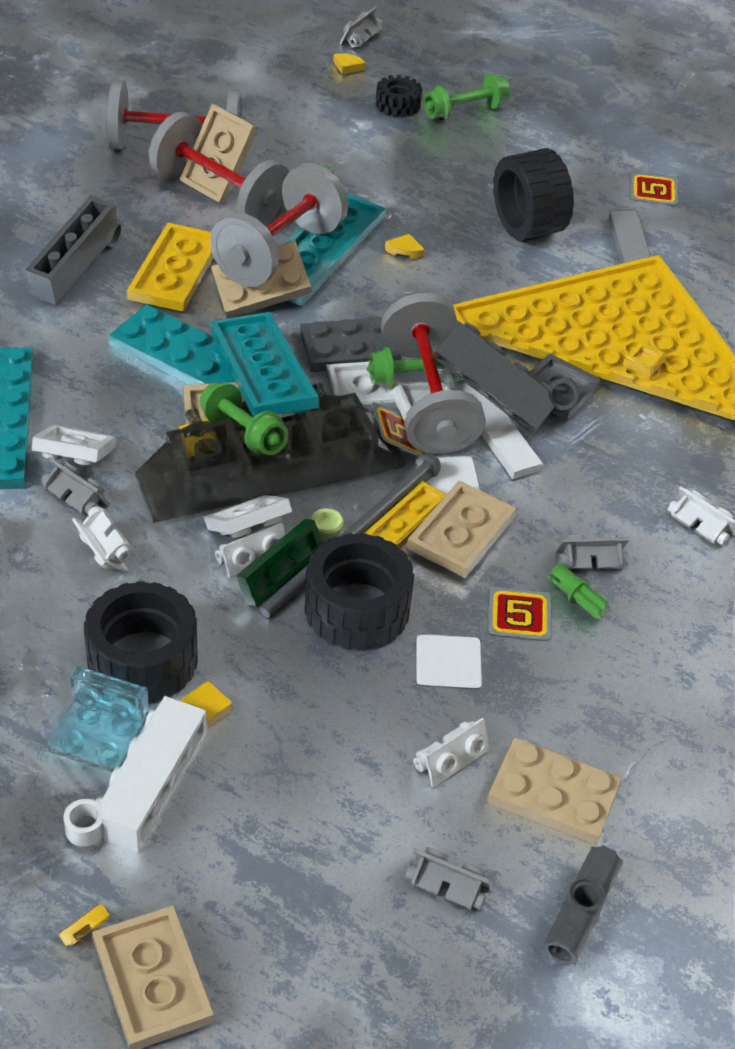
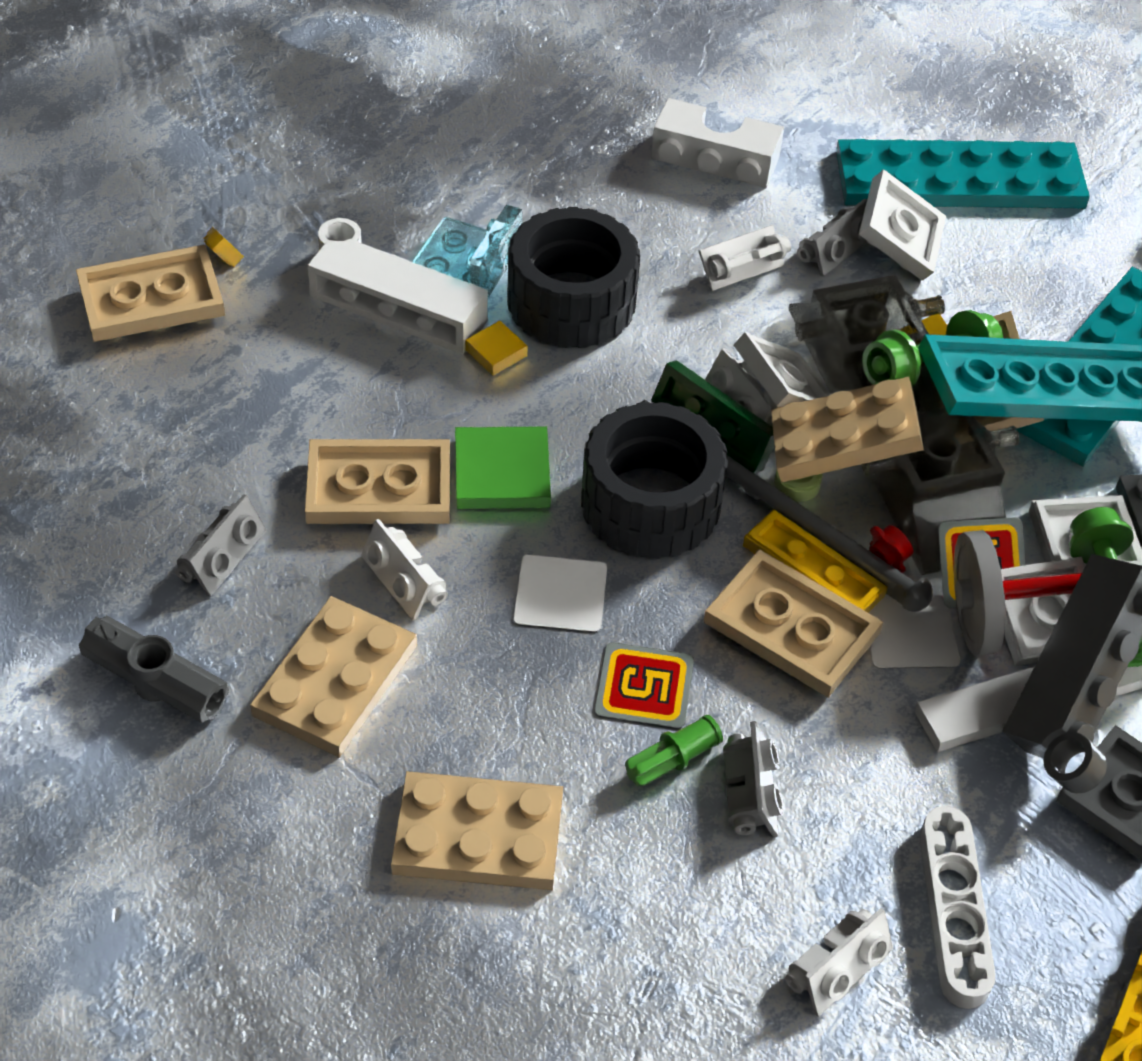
camera: 95 degrees right, 5 degrees up
(326, 467) = (846, 429): none -> tan plate
(337, 696) = (502, 467): none -> bright green tile
(368, 773) = (378, 480): none -> tan plate
(392, 474) = (891, 546): none -> red plate
(662, 698) = (478, 830): none -> tan plate
(687, 466) = (961, 904): none -> white beam

